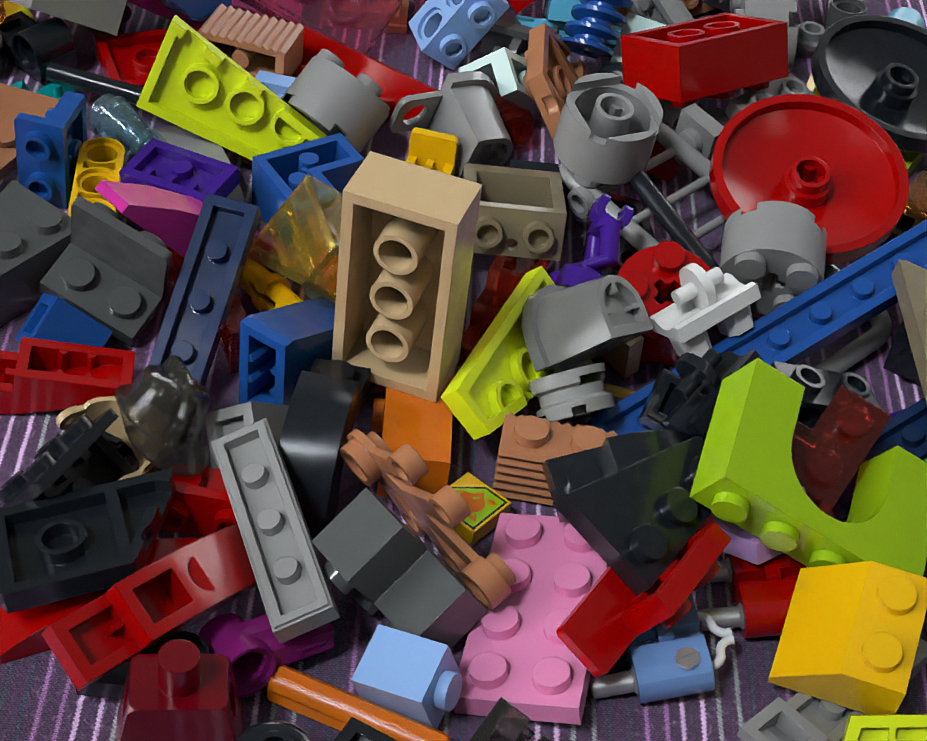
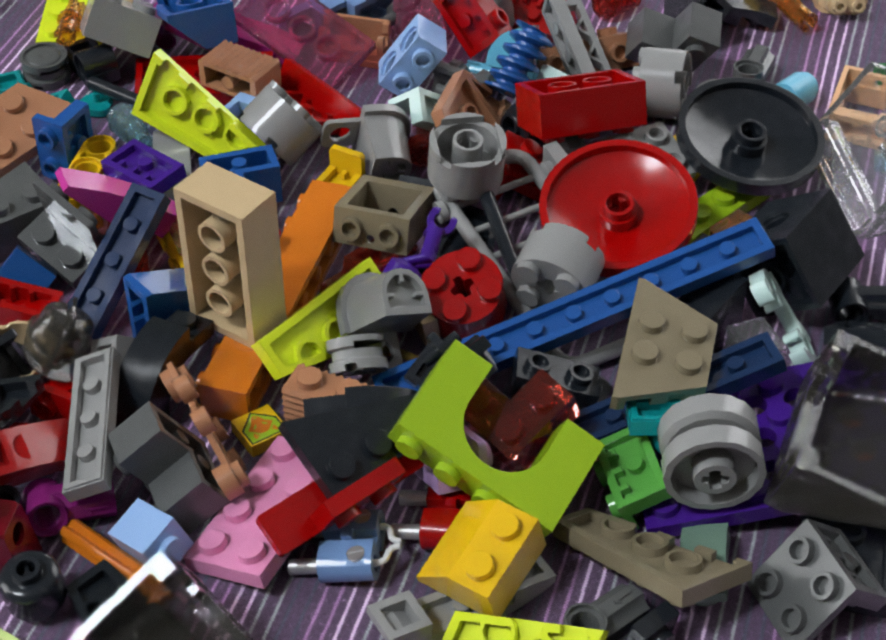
camera: 20 degrees right, 0 degrees up
(700, 304) = (476, 295): white hips -> none

